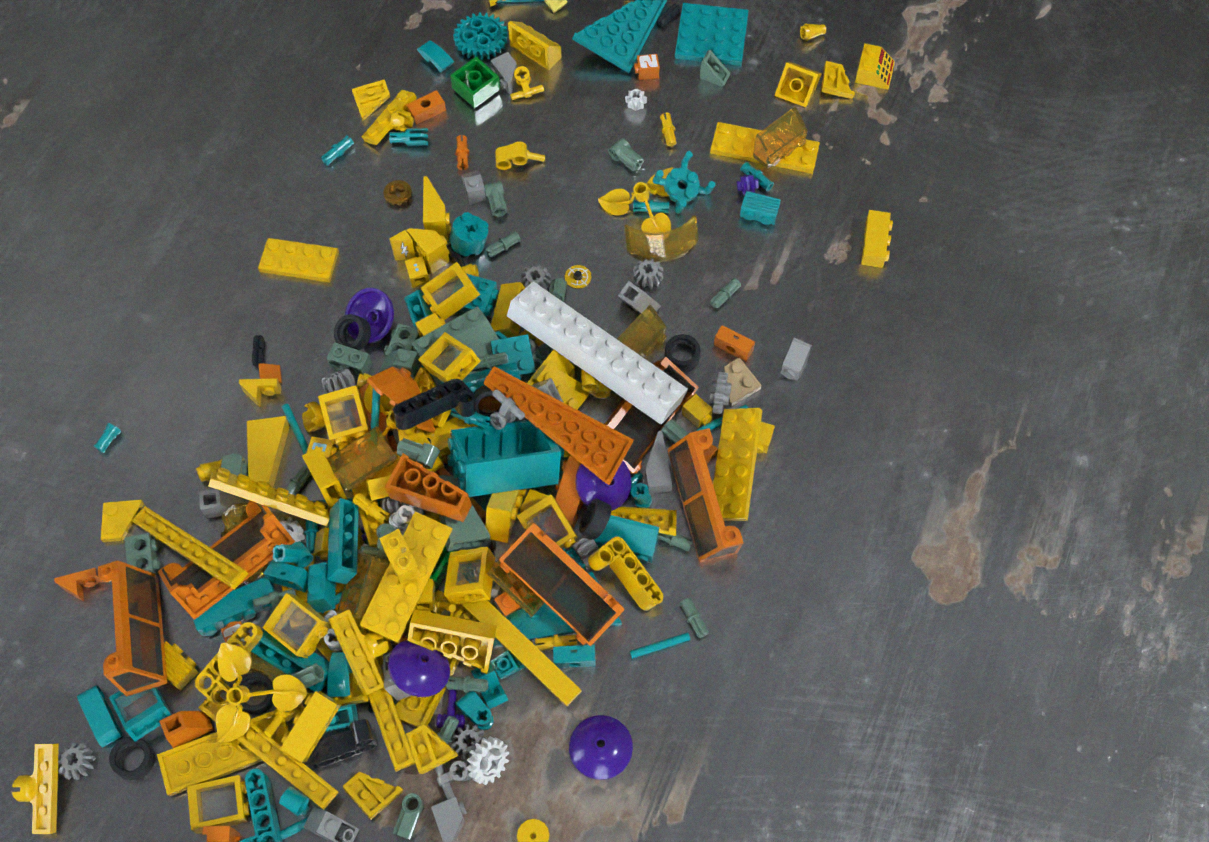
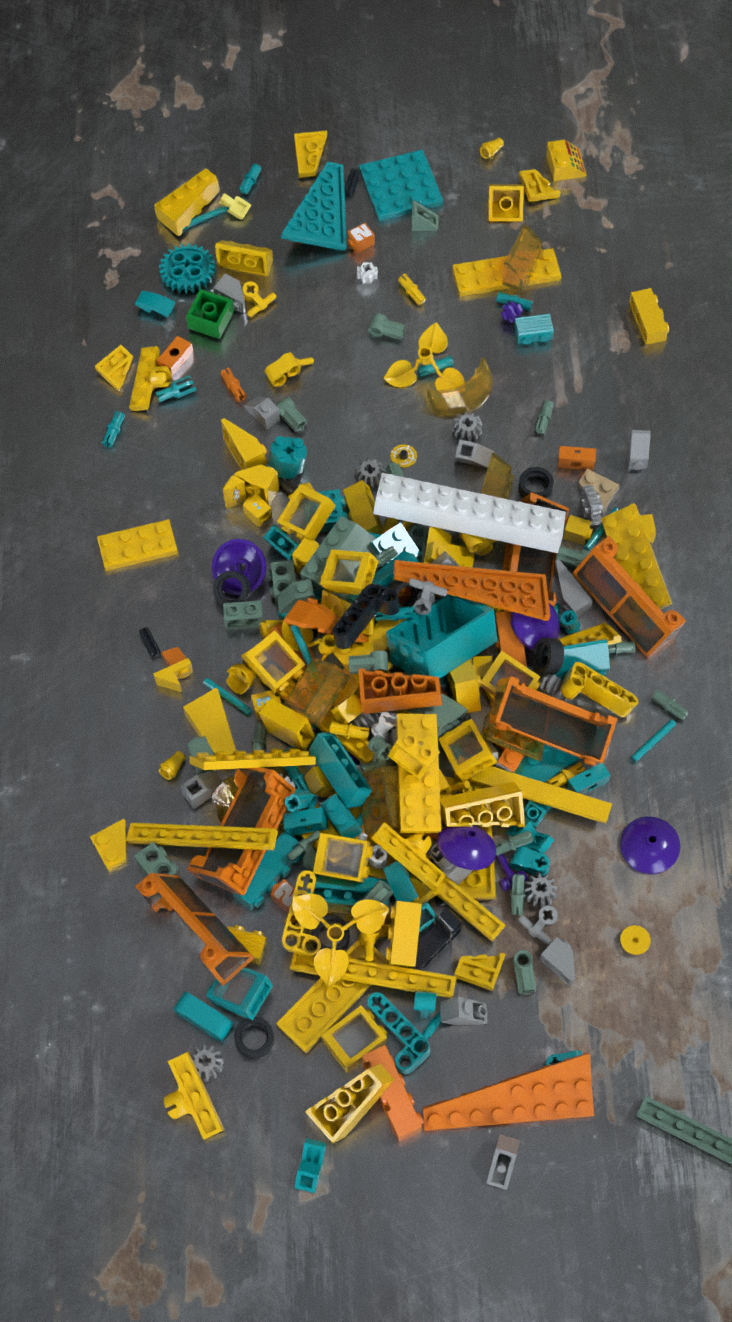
camera: 25 degrees left, 0 degrees up
(76, 581) = (107, 917): orange slope -> none
(107, 437) = (57, 772): teal pin -> none
(185, 727) = (287, 989): orange slope -> none
(338, 381) = (246, 638): light grey gear -> none
(390, 192) = (196, 439): pearl gold gear -> none
(428, 749) = (512, 909): yellow wing -> none
(487, 760) = (567, 895): white gear -> none
(503, 244) = (320, 453): sand green axle -> none
(683, 175) = (457, 327): teal plate -> none

